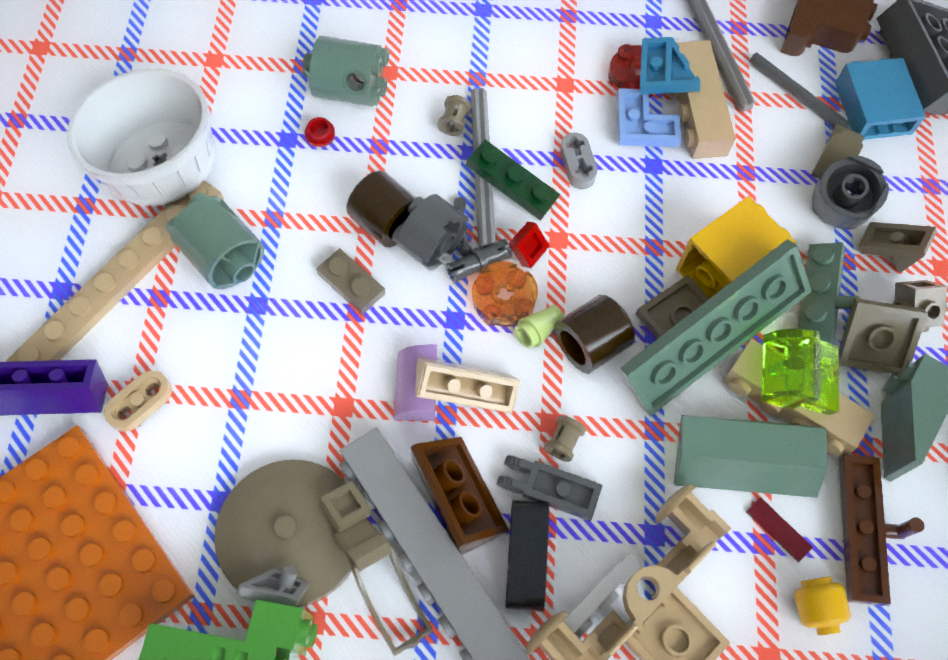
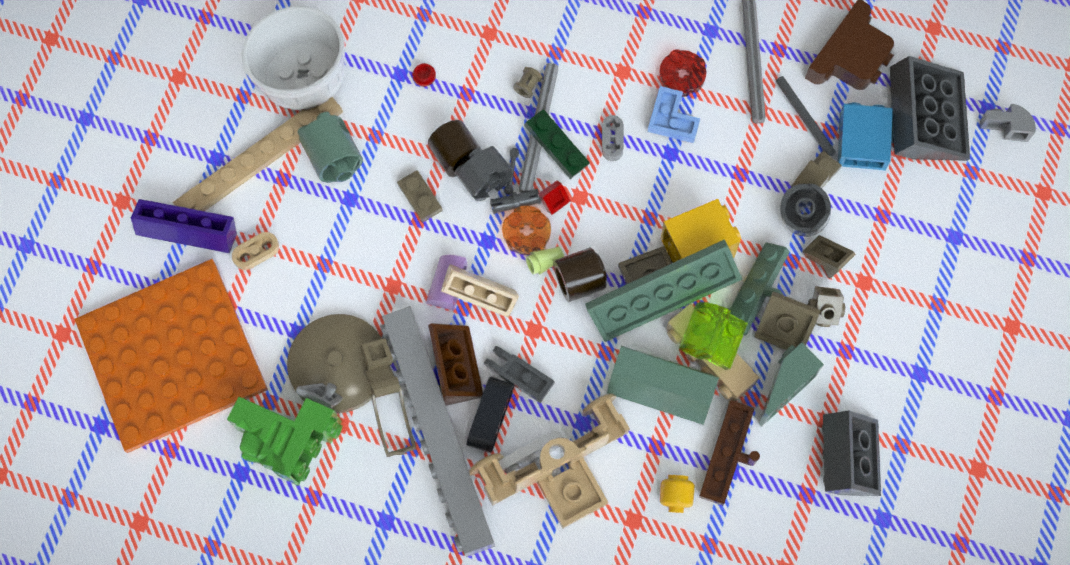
camera: 20 degrees right, 5 degrees up
(346, 70) = (454, 31): sand green cylinder -> none
(565, 438) = (538, 343): dark tan bush -> none
(665, 68) = (697, 78): dark azure wing -> none
(705, 112) = (722, 108): tan brick -> none
(779, 529) = (670, 440): dark red window -> none

